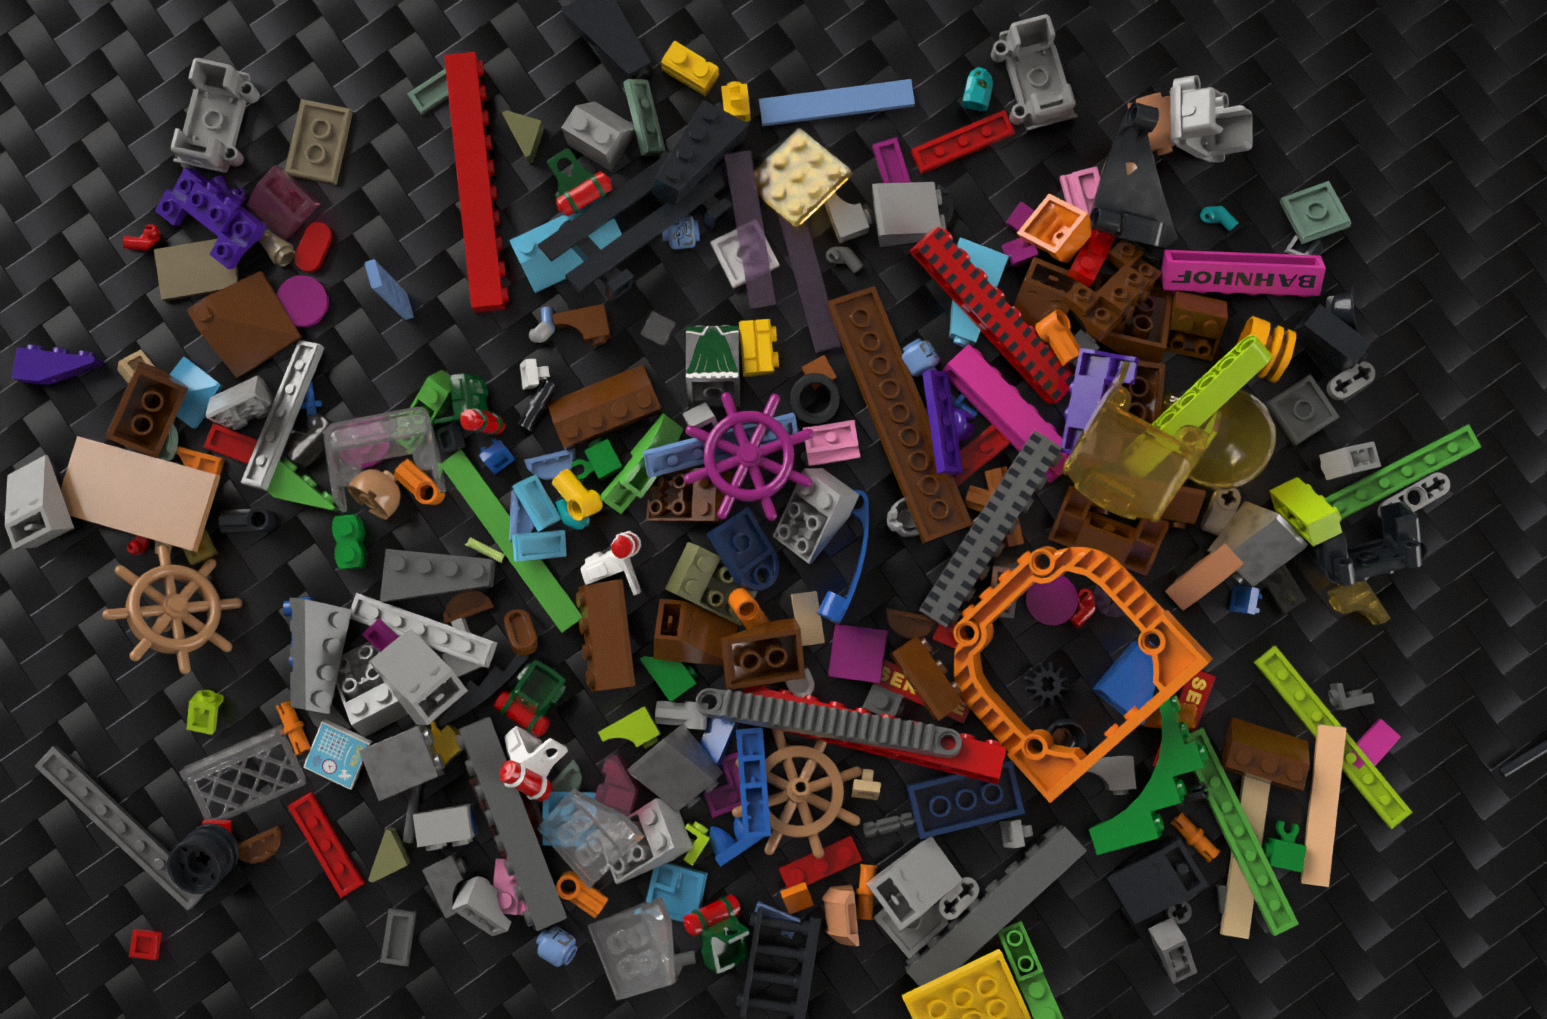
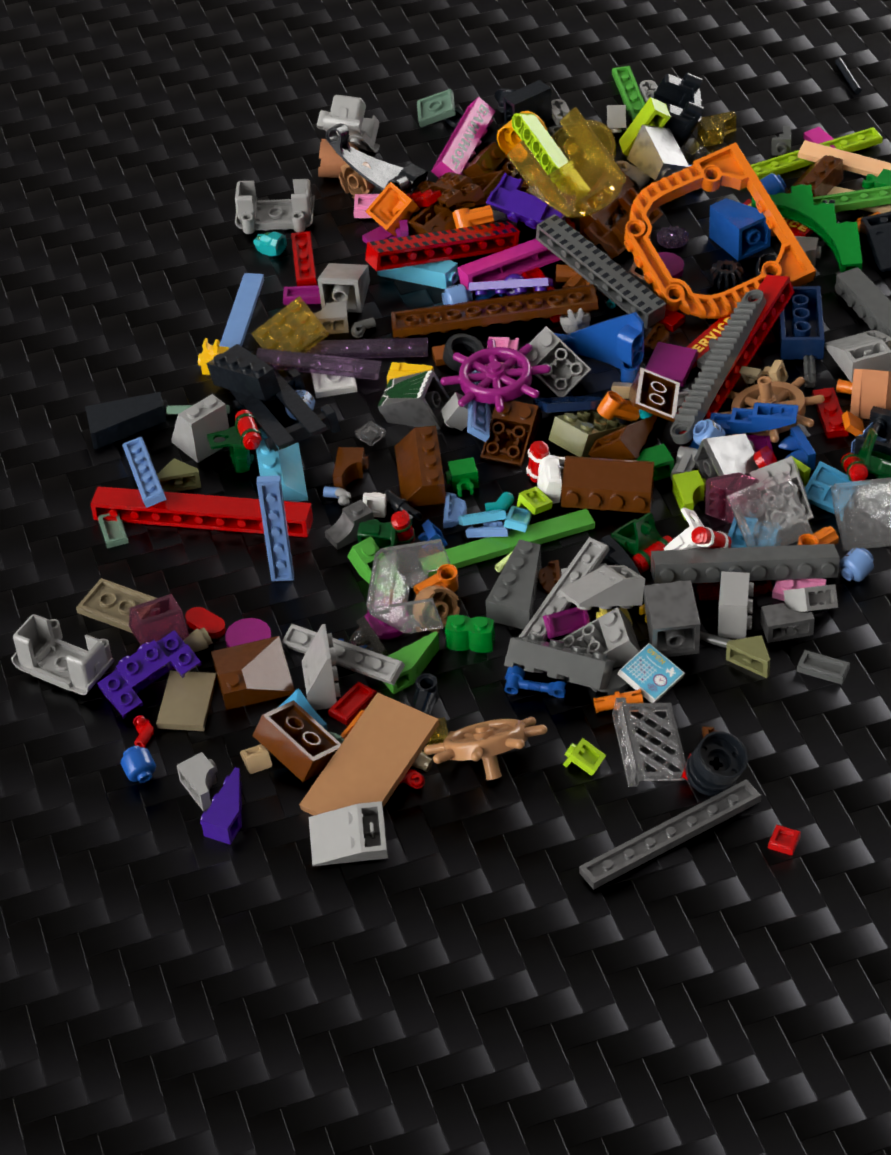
camera: 70 degrees left, 40 degrees down
(83, 320) = (198, 776): none -> light grey arch
(90, 253) = (138, 764): none -> blue head
(326, 844) = (728, 700): red tile -> none
(491, 357) = (347, 526): none -> flat silver arch
(510, 95) = (144, 472): none -> medium blue tile
(520, 632) = (596, 532): reddish brown tile -> none
(571, 556) = (534, 501): none -> lime bracket
(580, 501) = (482, 493): yellow piece -> none
(633, 479) = (484, 453): bright green slope -> none
(690, 68) = (175, 378): yellow brick -> none
(693, 810) = (764, 457): none -> red tile
(712, 736) = (707, 429): none -> medium blue head
(847, 759) = (750, 374): none -> dark tan tile
(927, 677) = (699, 324): reddish brown slope -> none
(1014, 833) = (834, 307): light grey tile -> none
(1086, 608) = (668, 247): red arm -> none
(1204, 576) = (668, 163): nougat slope -> none
(1218, 214) = (417, 150): teal arm -> none
(1241, 702) = (773, 184): none -> blue head

